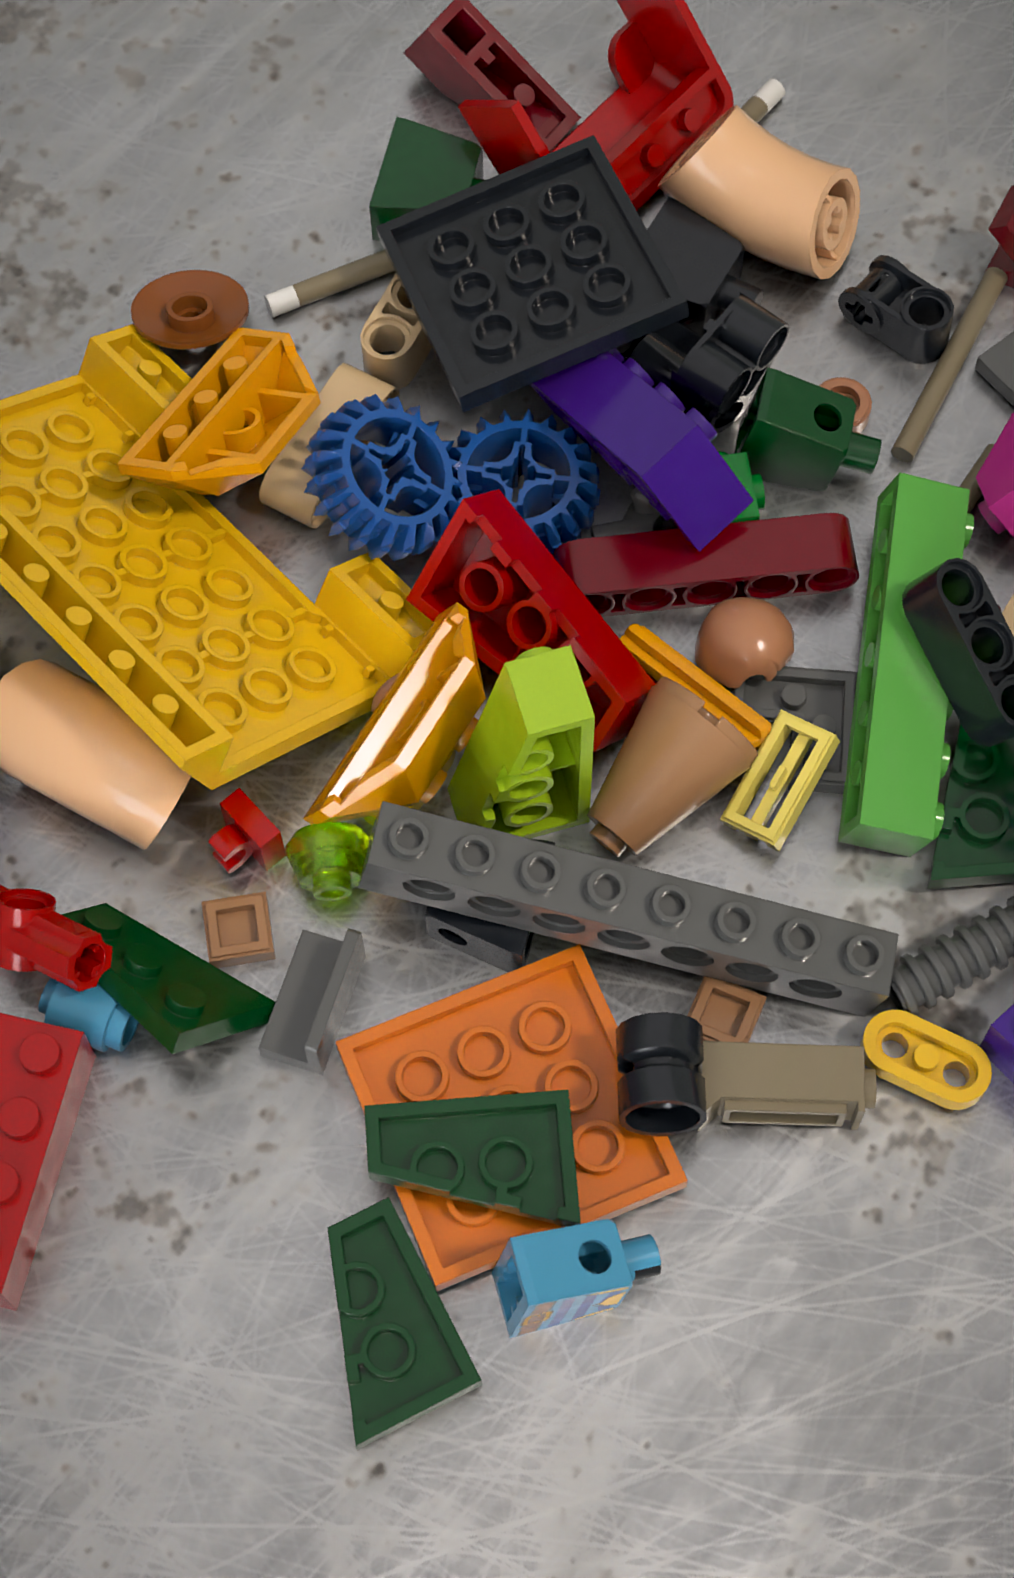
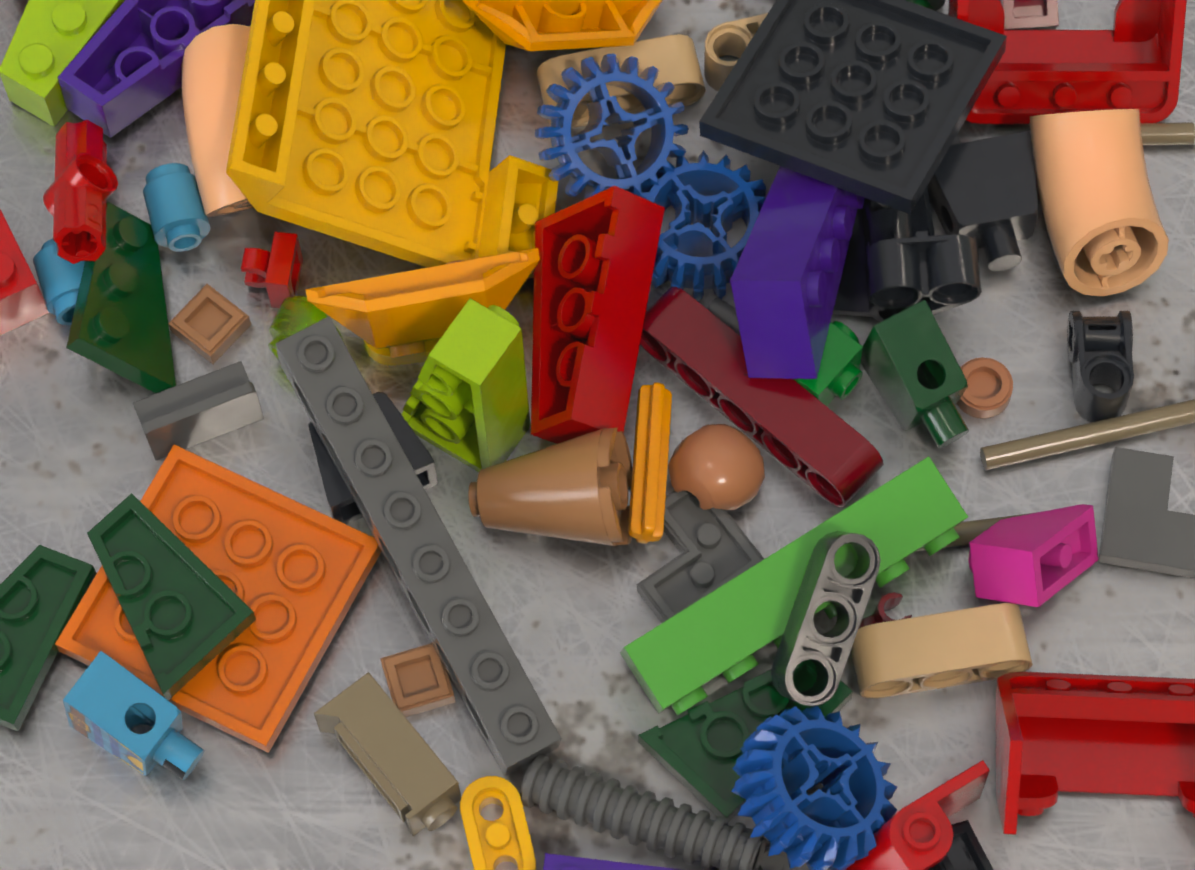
camera: 50 degrees right, 0 degrees up
(108, 869) = (175, 207): none -> dark azure brick
(660, 1074) = (322, 656): black wheel -> none
(801, 790) = (628, 583): light yellow tile -> none

